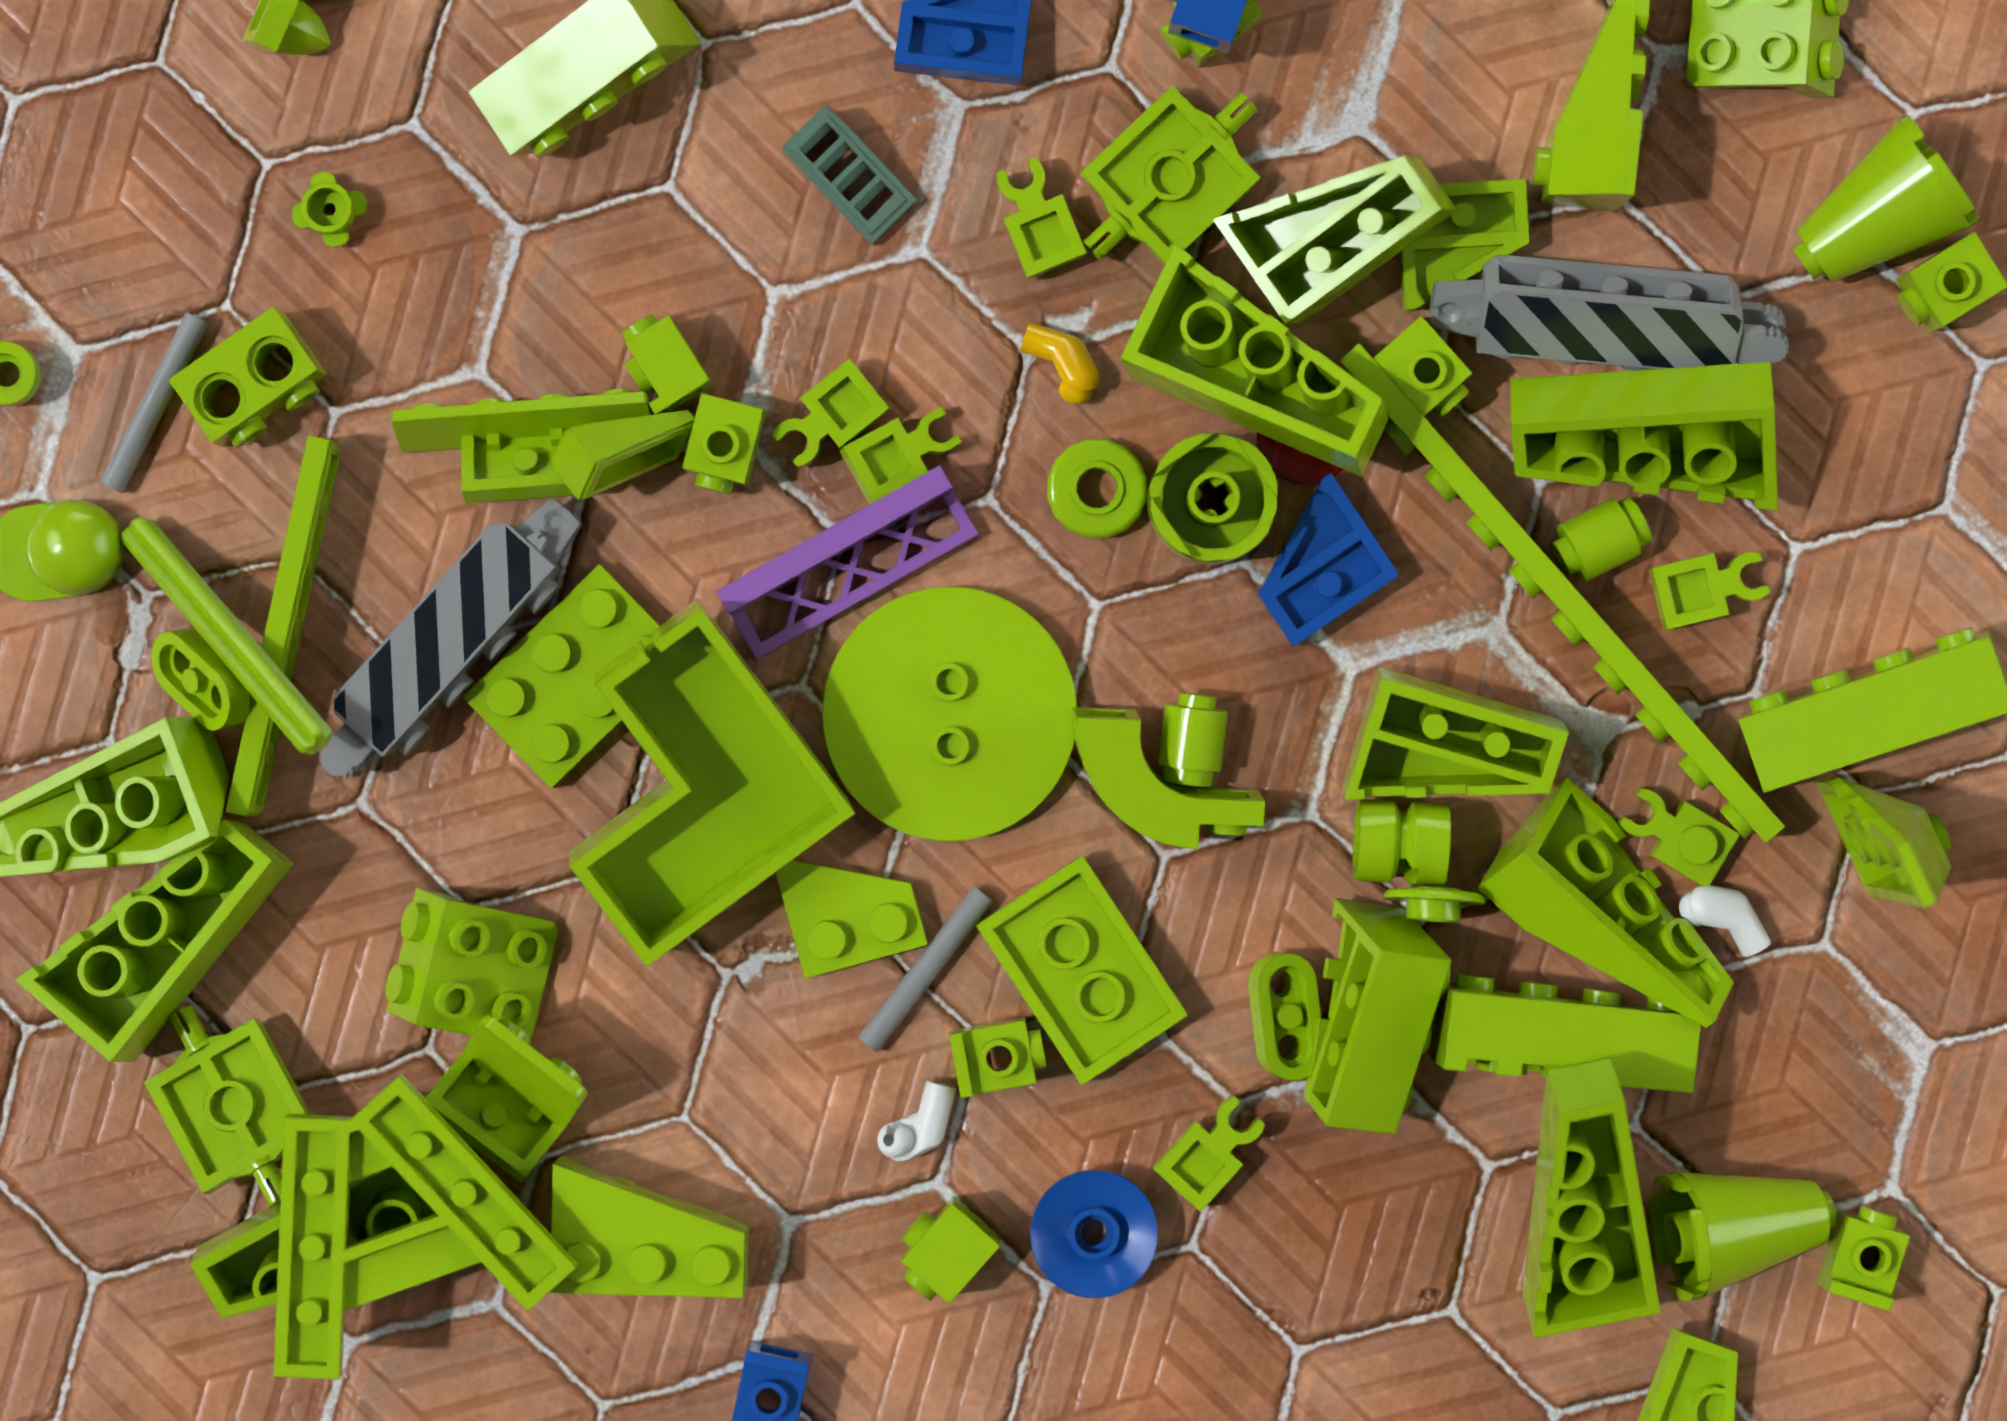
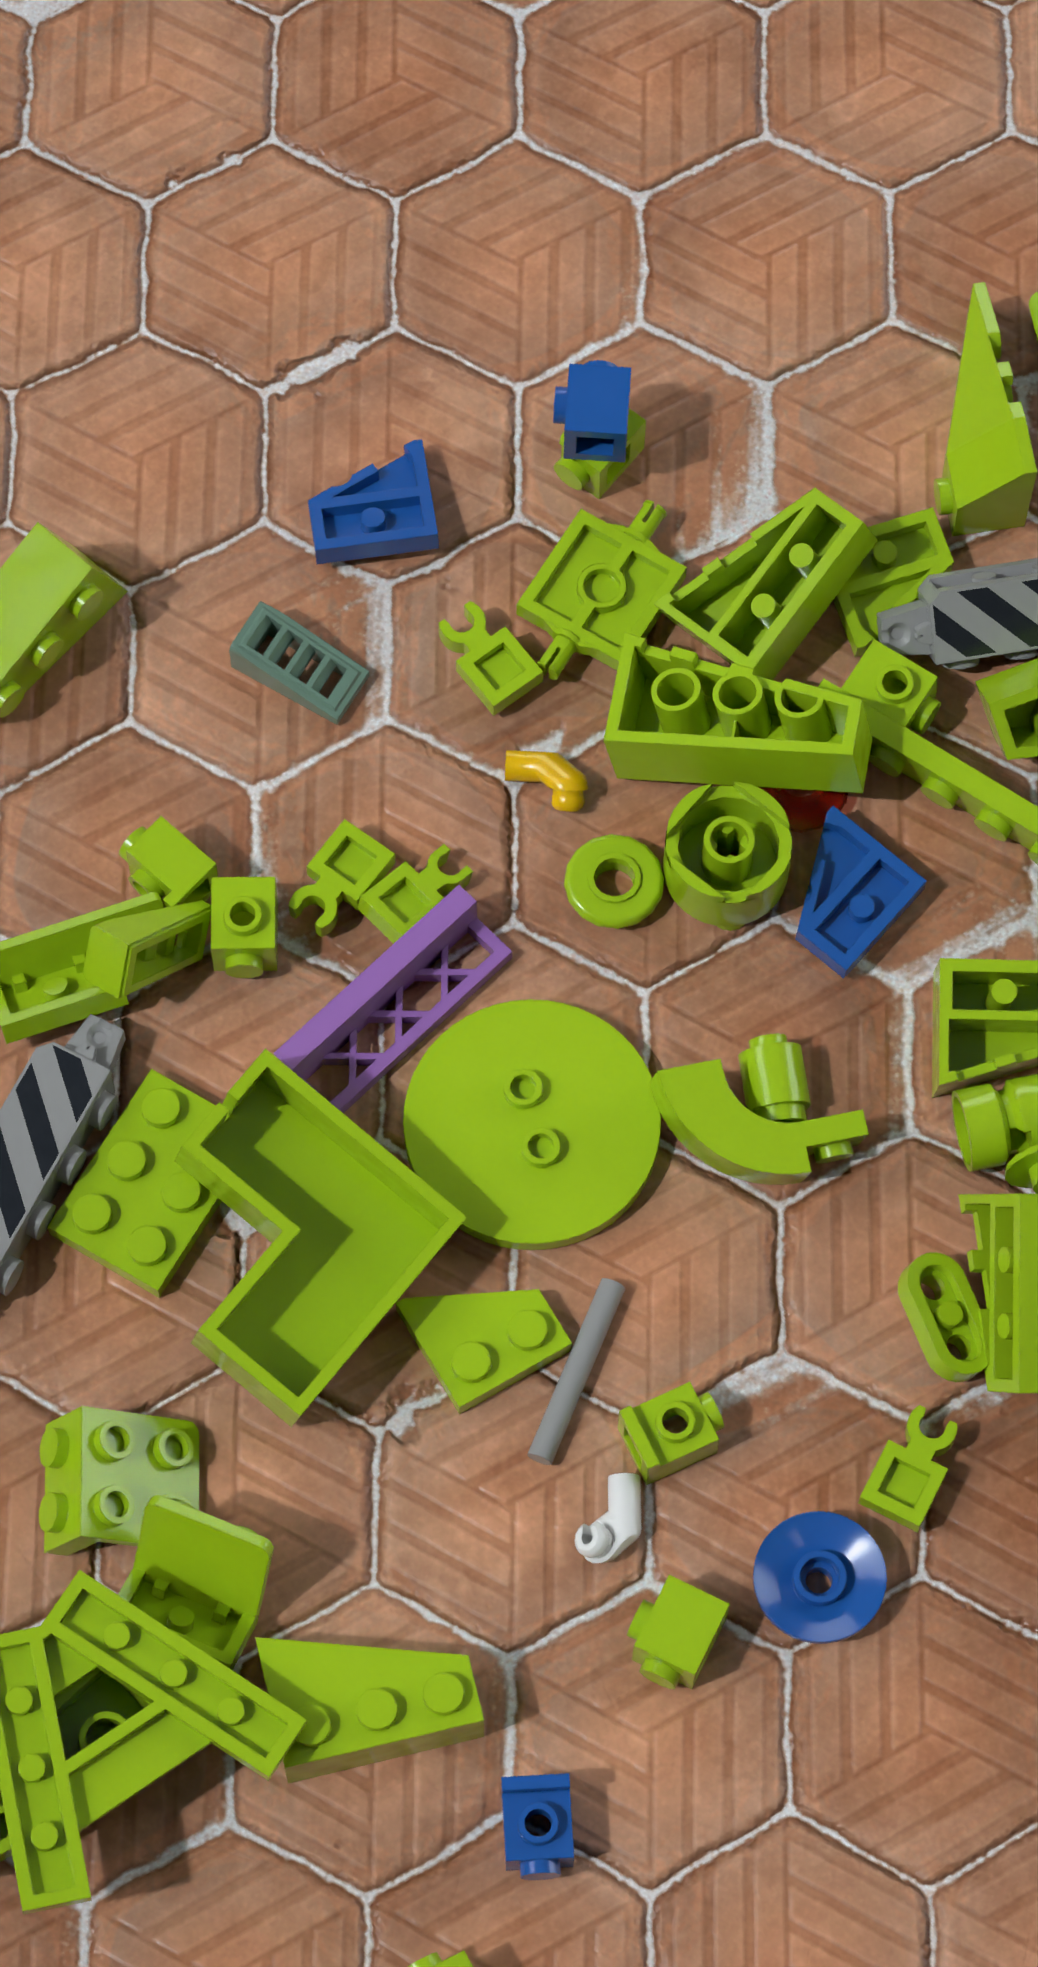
camera: 15 degrees left, 20 degrees down
(1081, 970) = (731, 1327): lime plate -> none

